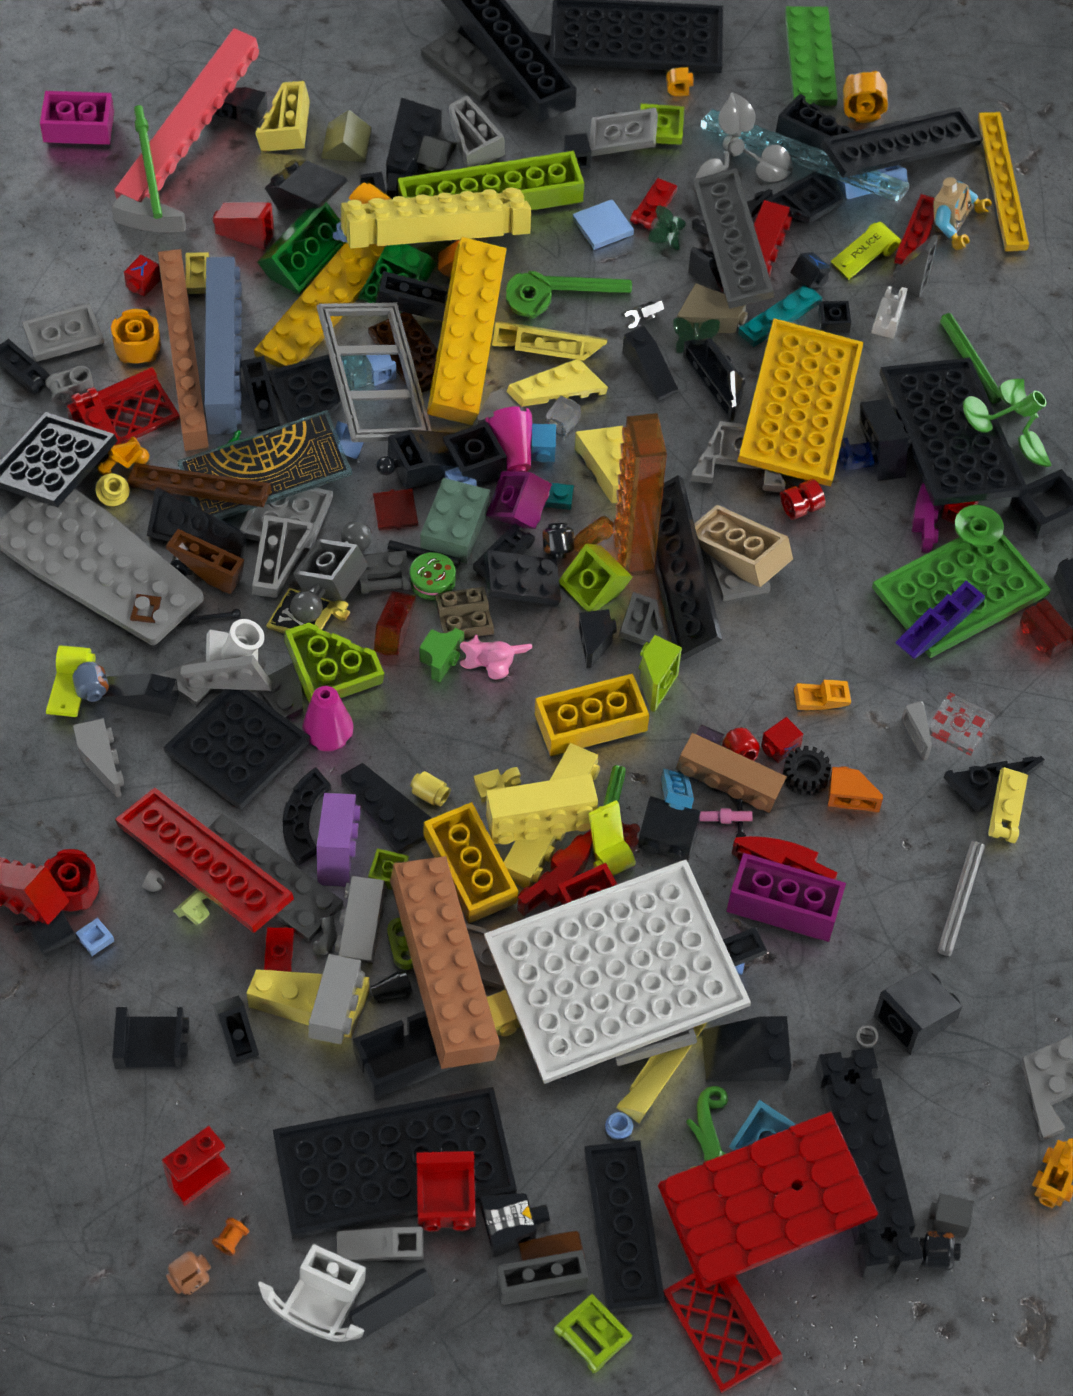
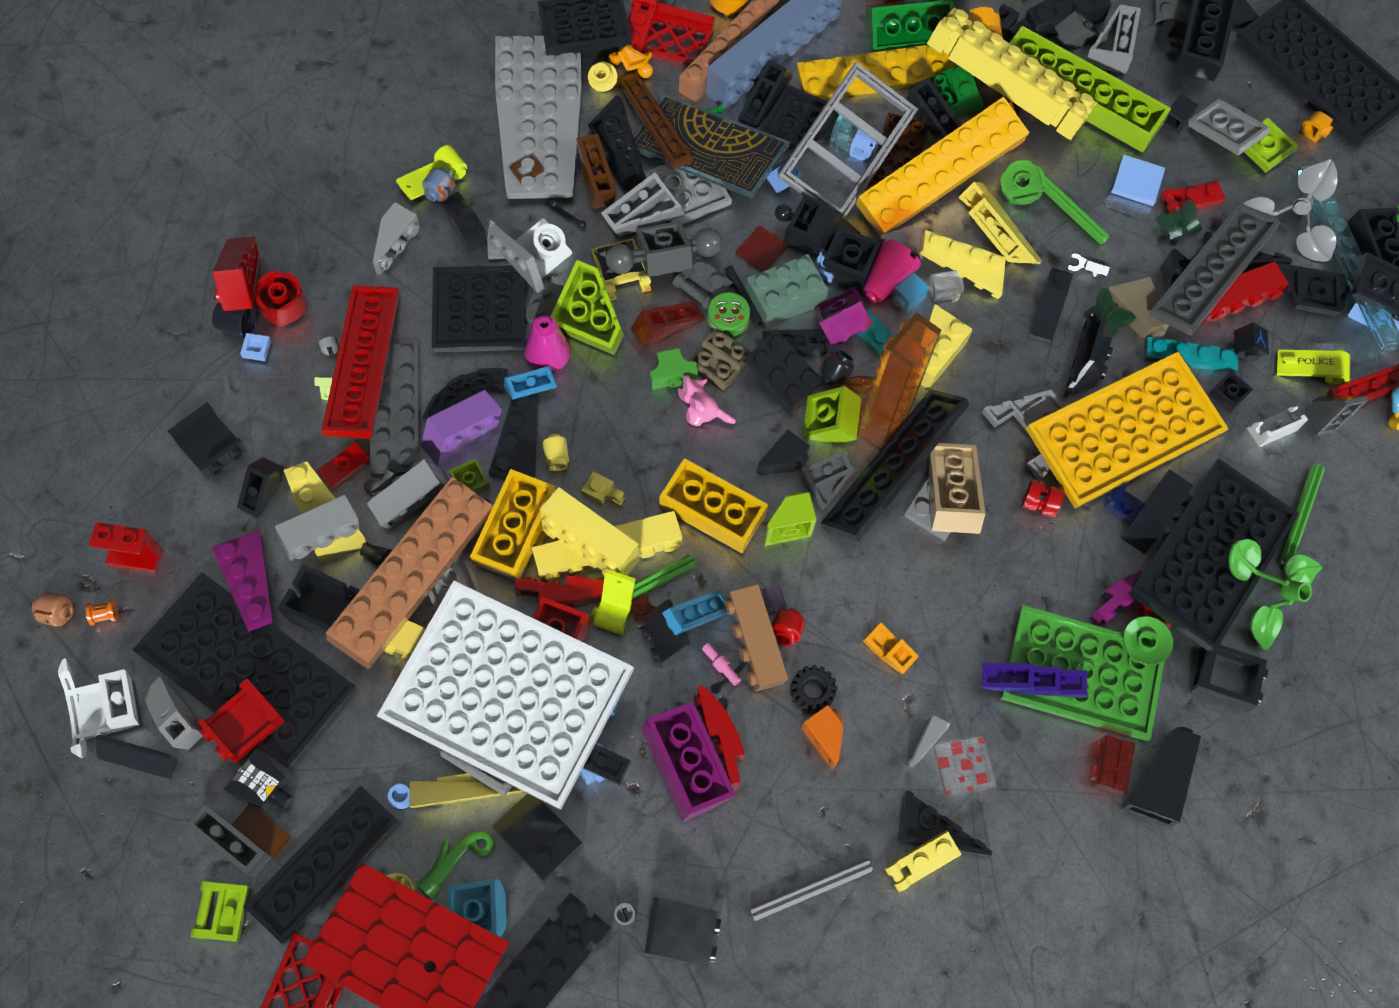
camera: 45 degrees right, 10 degrees up
(314, 1099) = (245, 575): none -> magenta wing
(348, 759) = (530, 382): none -> dark azure slope
(781, 739) = (820, 650): red brick -> none

